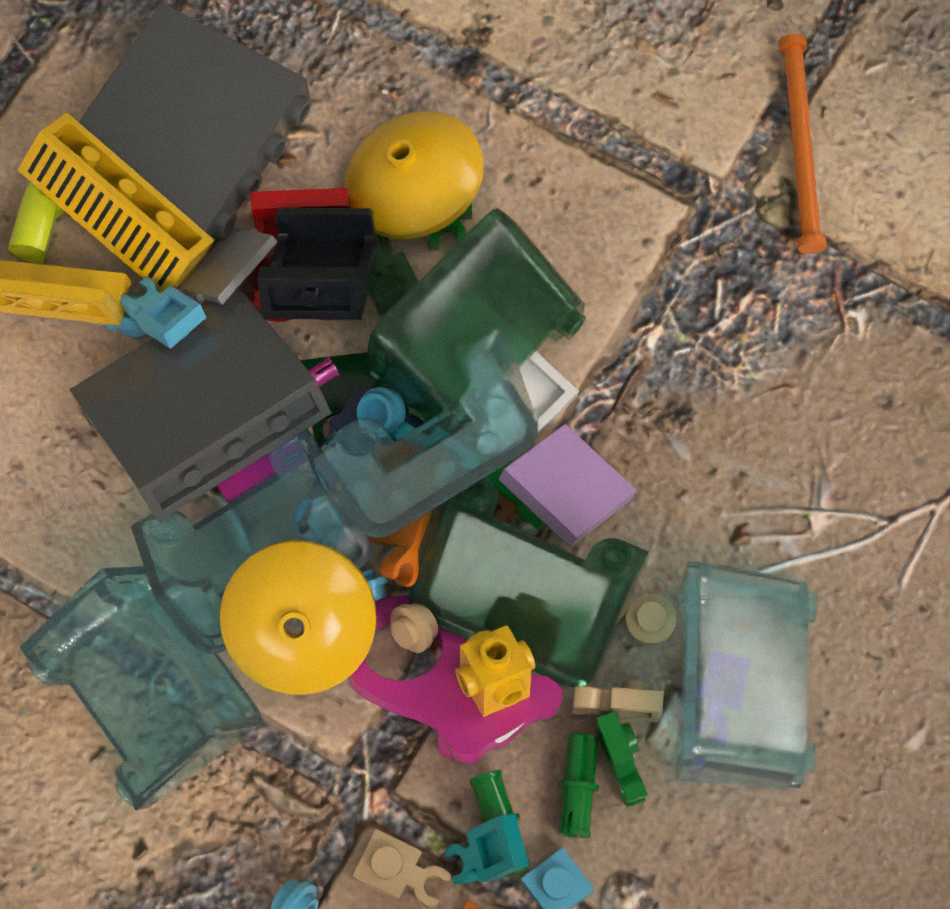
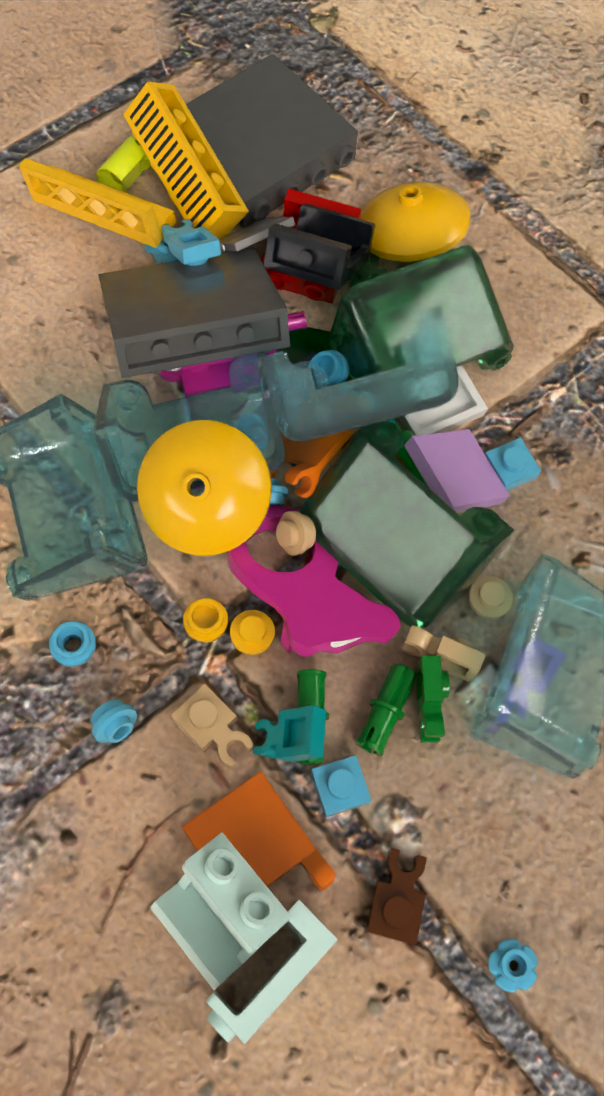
camera: 10 degrees right, 5 degrees down
(205, 824) = (67, 632): none -> medium azure plate
(349, 758) = (205, 620): none -> yellow plate
(405, 753) = (252, 632): none -> yellow plate
(495, 669) = (351, 584): yellow brick -> none
(628, 448) = (513, 464): none -> medium azure plate

